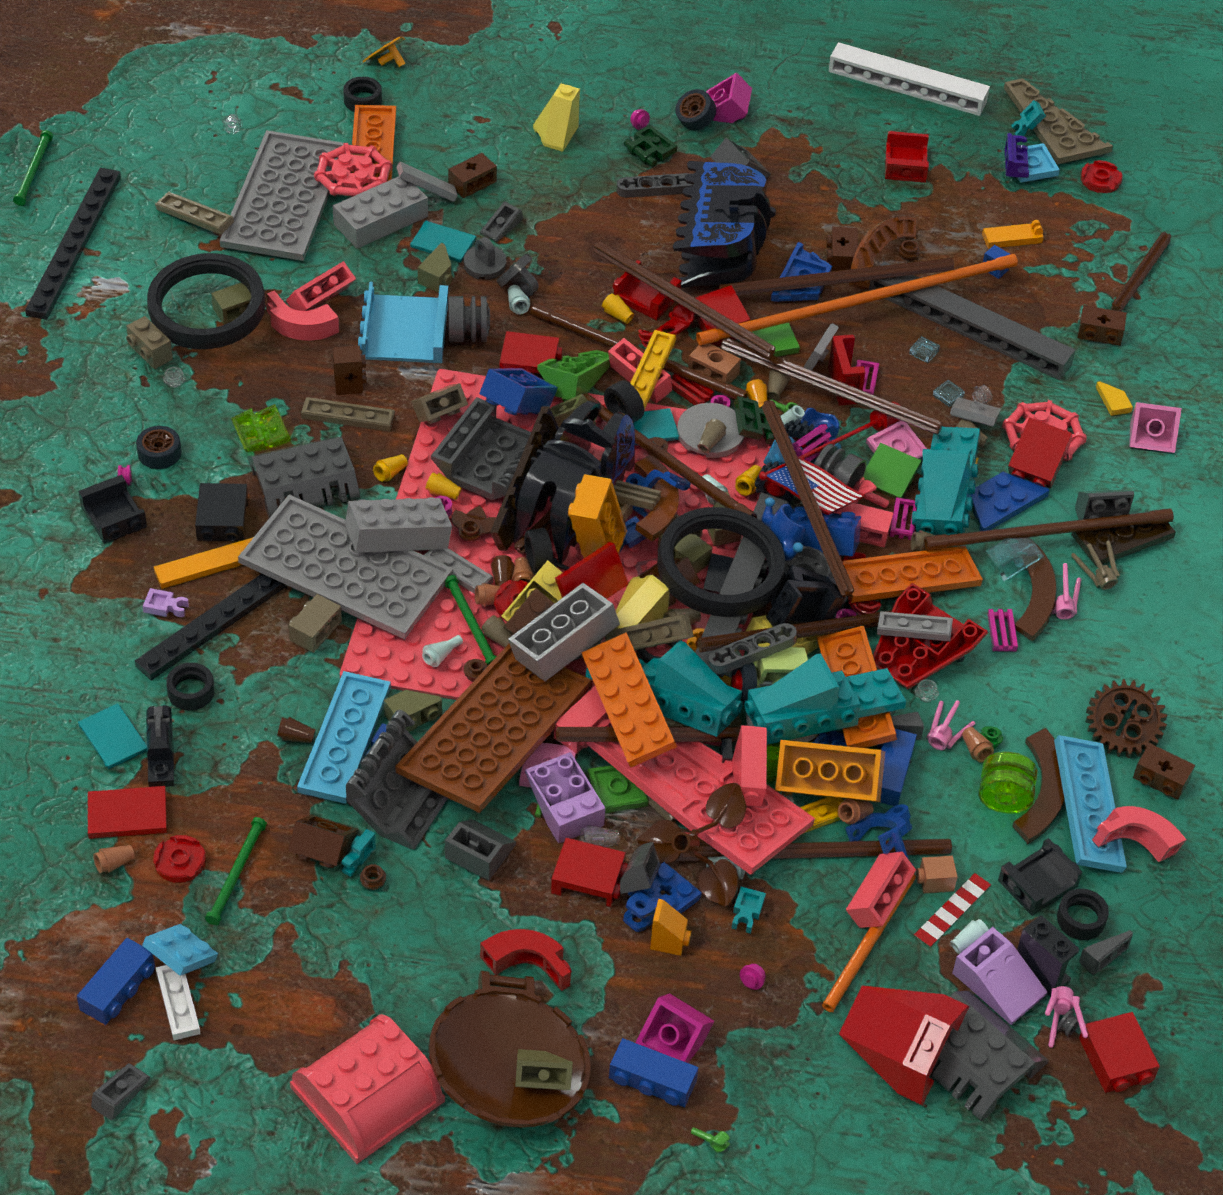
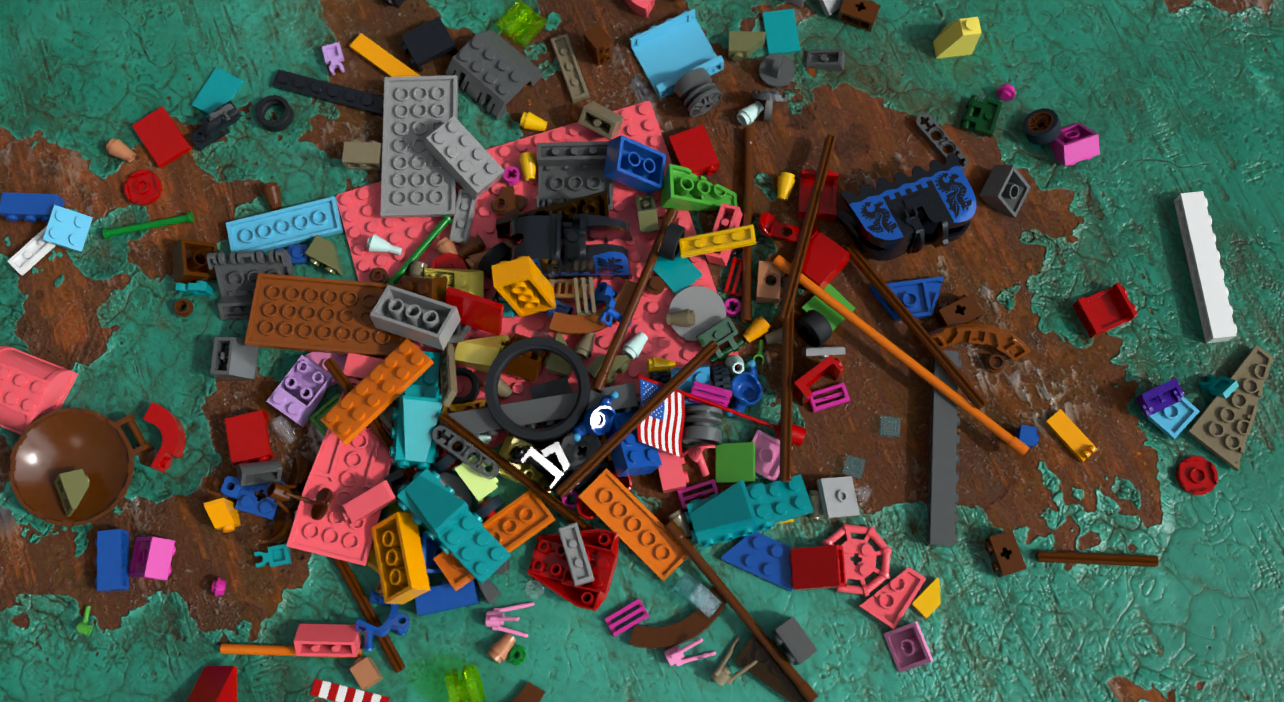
camera: 70 degrees right, 25 degrees up
(788, 339) = (814, 328): none -> black tyre
(1100, 420) = (894, 598): none -> coral wing

